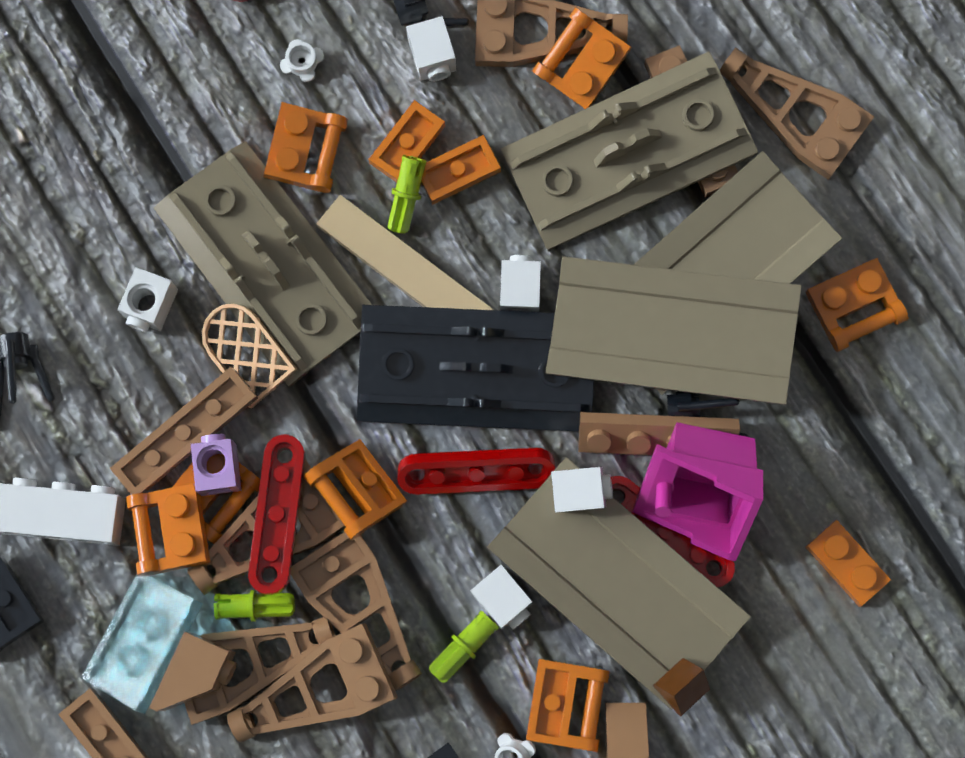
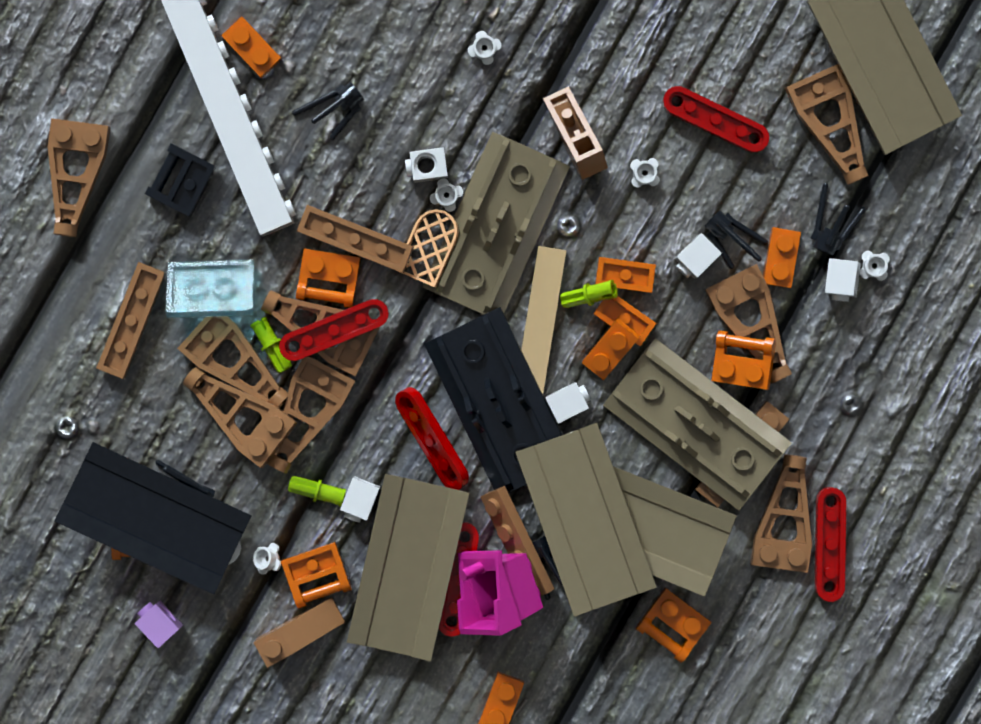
camera: 60 degrees right, 10 degrees up
(42, 159) = (492, 46): none -> white plate
(180, 525) = (294, 272): orange plate -> none
(185, 297) = (443, 187): none -> white plate
(193, 672) = (209, 334): medium nougat slope -> none
(212, 110) = (575, 133): none -> medium nougat slope
(224, 481) = (330, 276): lavender brick -> none
(292, 145) = (582, 200): orange plate -> none
(364, 482) = (386, 371): orange plate -> none
(485, 203) = (610, 349): none -> orange plate
(581, 489) = (451, 514): white brick -> none
(683, 686) = (364, 641): reddish brown slope -> none
(853, 74) = (830, 544): none -> red plate

